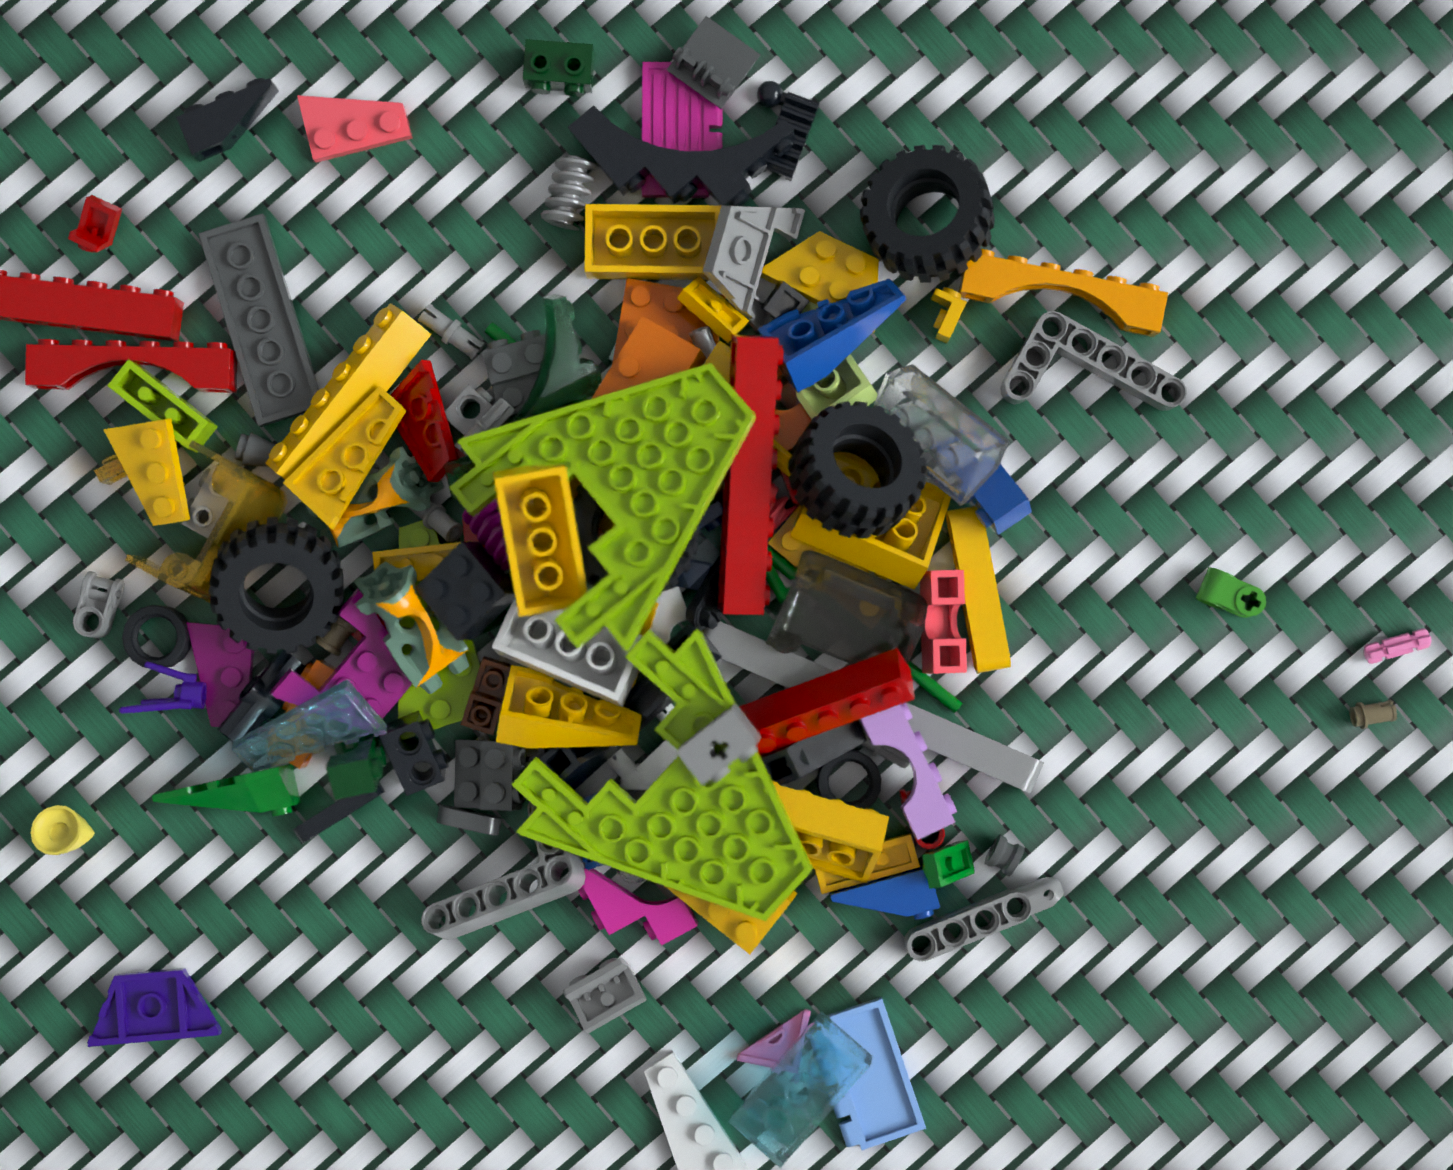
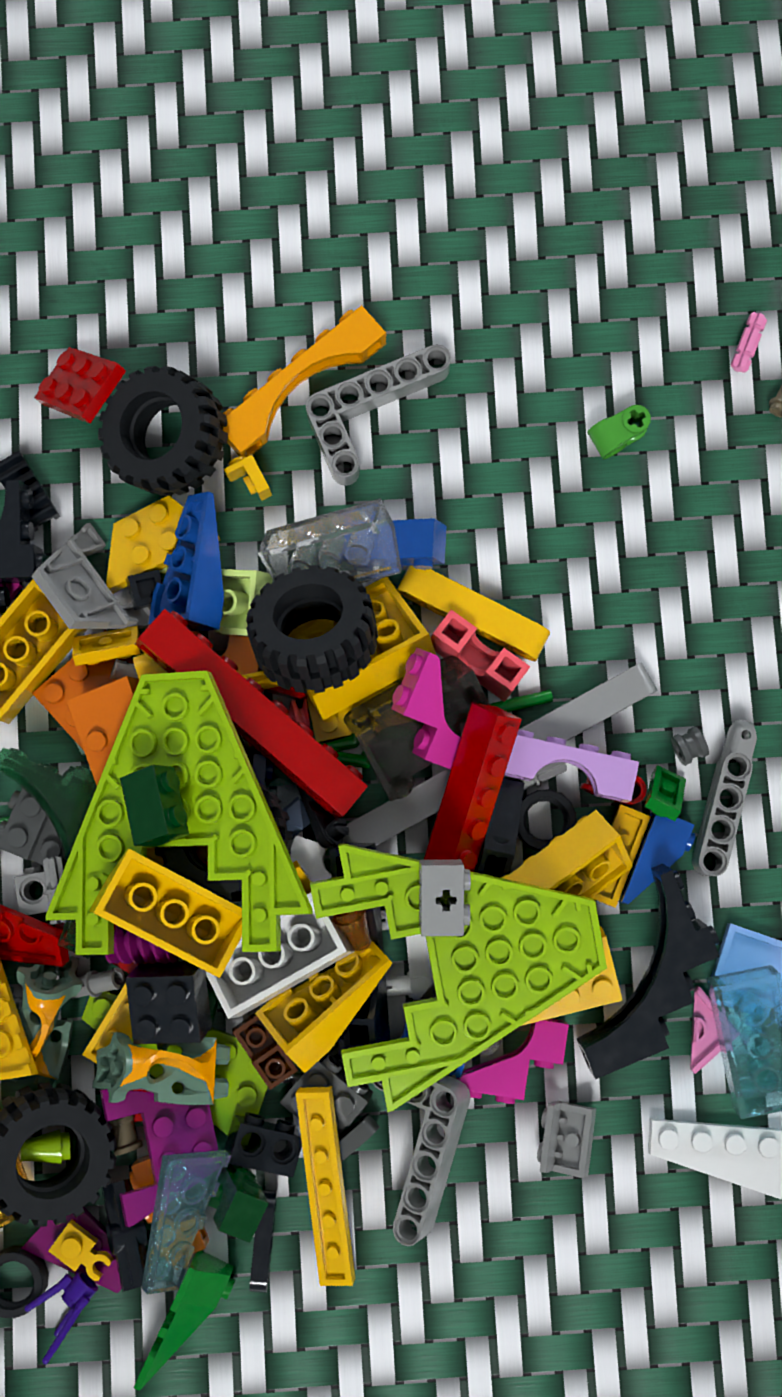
camera: 55 degrees left, 5 degrees down
(221, 665) = (76, 1248): none -> yellow plate
(281, 583) = (47, 1148): none -> lime cone
(420, 827) = (325, 1186): none -> yellow plate
(614, 459) = (154, 806): none -> dark green brick
(640, 693) = (354, 928): none -> clear orange cone
(739, 984) = (638, 1025): none -> black arch
(867, 605) = (422, 700): none -> dark pink arch
(913, 111) = (79, 384): none -> red plate

